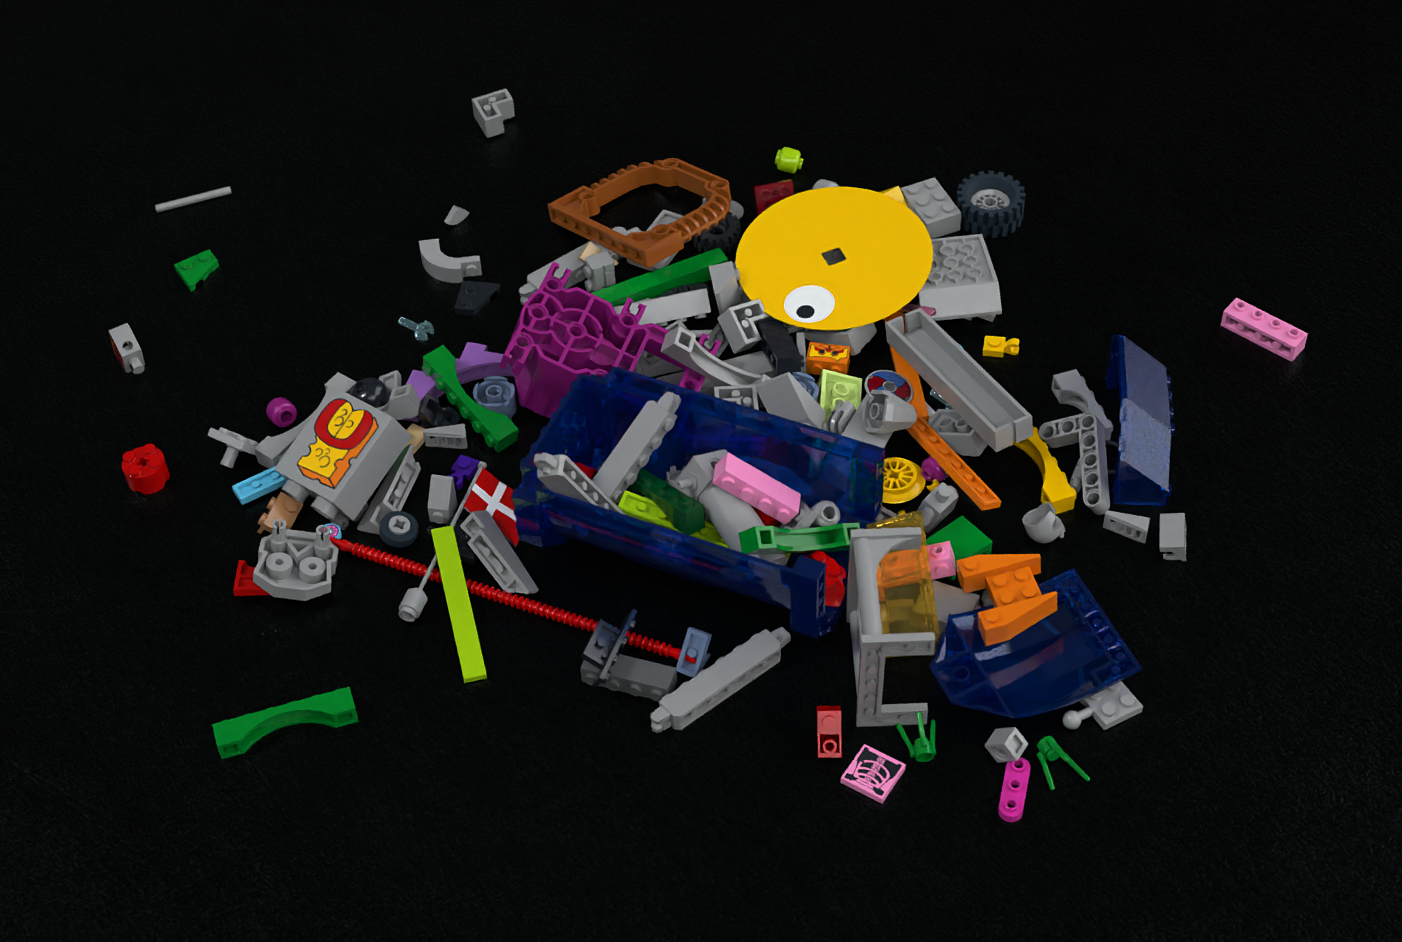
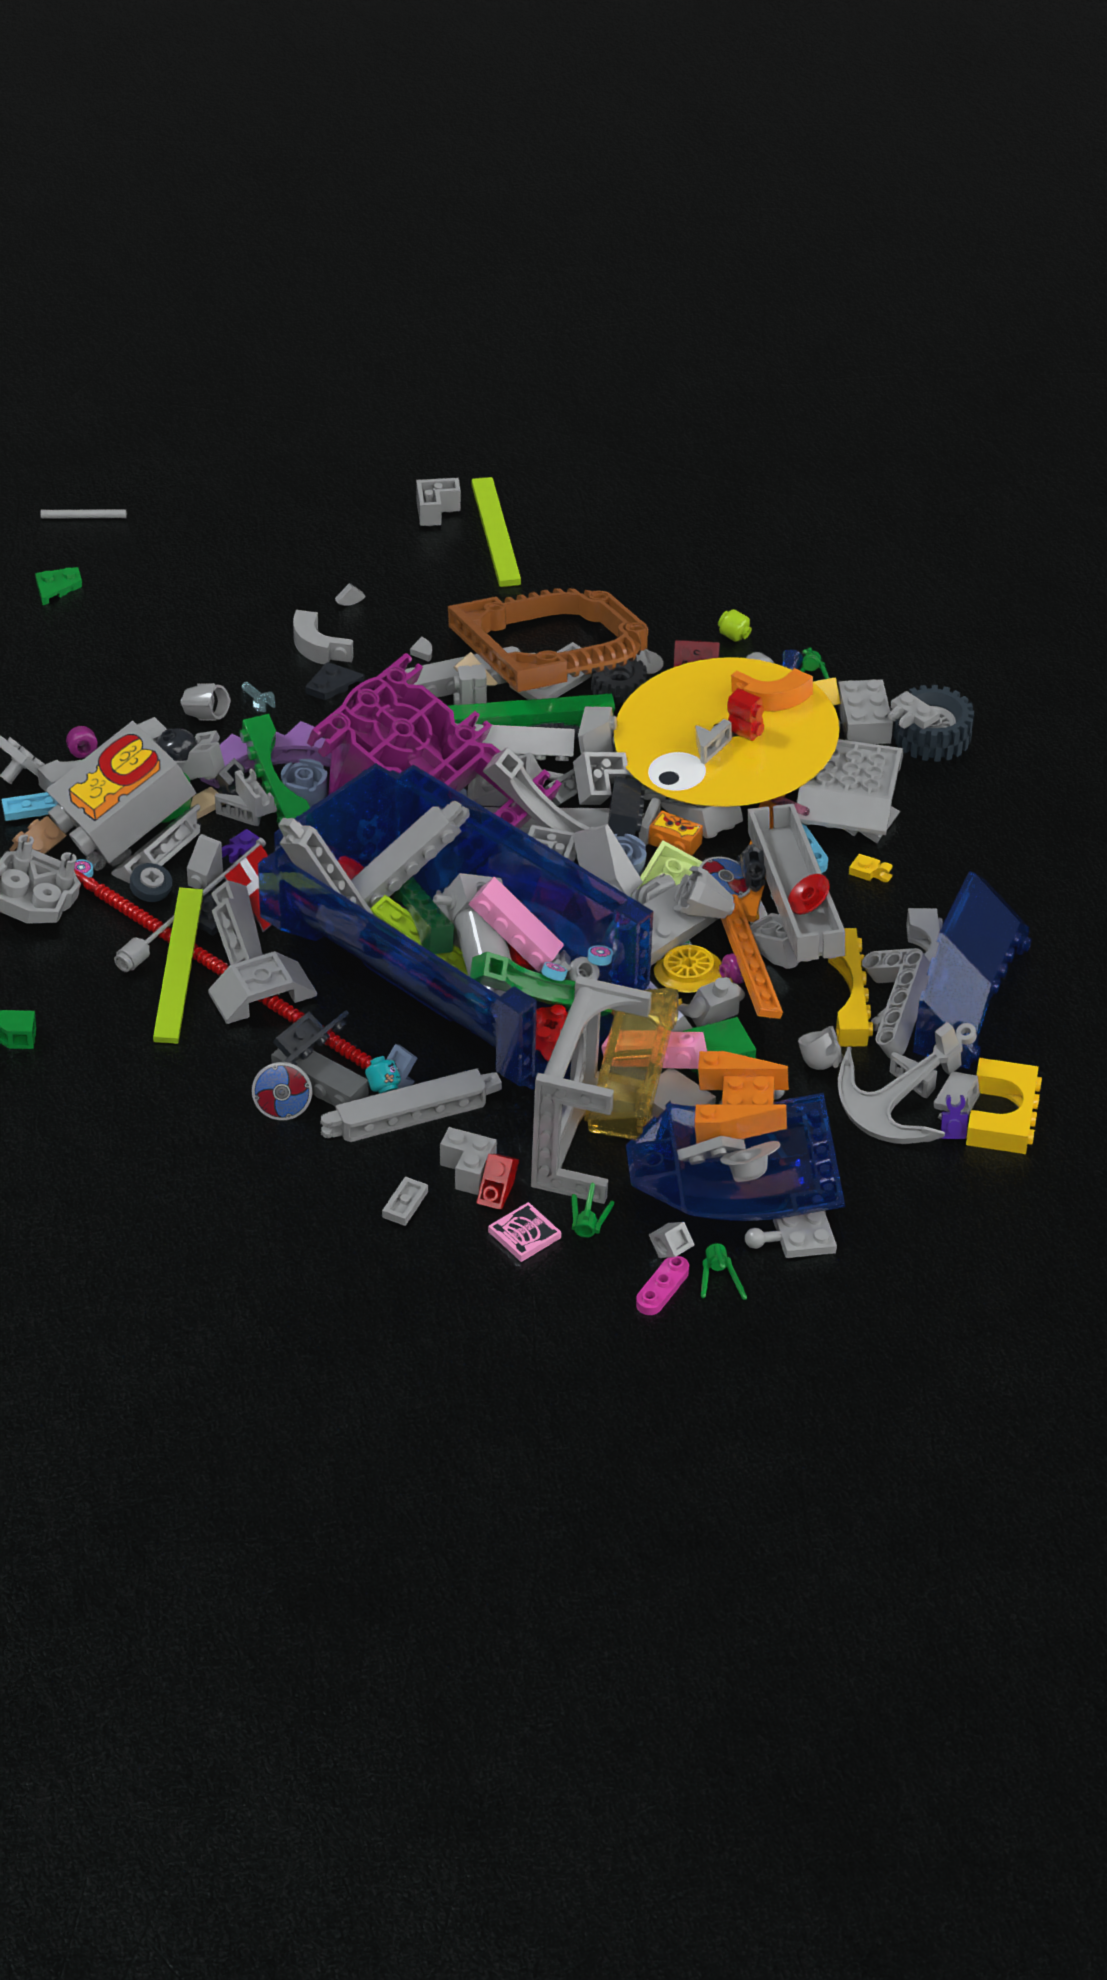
camera: 15 degrees right, 5 degrees down
(371, 348) = (199, 701): none -> light grey helmet
(458, 423) = (254, 795): none -> light grey hinge
(536, 600) = (257, 980): none -> light grey slope
(538, 248) = (422, 649): none -> light grey tile
(553, 127) = (496, 532): none -> lime tile
(605, 701) = (282, 1091): none -> shield
(687, 660) = (383, 1075): none -> teal head
(757, 775) = (405, 1201): none -> light grey plate
(795, 713) = (468, 1156): none -> light grey brick
(806, 522) = (554, 971): none -> medium azure tile
(827, 271) = (712, 741): none -> light grey slope
(837, 496) = (600, 955): none -> medium azure tile
(848, 178) = (791, 659): none -> clear blue cone
(850, 239) = (745, 714): none -> red brick
(859, 216) = (777, 694): none -> orange arch
(866, 176) = (813, 661): none -> green plant
(909, 372) = (752, 867): none -> black rock
(976, 198) = (912, 710): none -> light grey hinge
(979, 381) = (808, 893): none -> red dish
(1011, 647) = (711, 1148): none -> light grey wing
(1045, 650) = (751, 1162): none -> light grey piece
(1110, 567) = (873, 1109): none -> light grey piece
(1185, 559) = (954, 1122): none -> dark purple plate
(1219, 510) = (1011, 1130): none -> yellow arch

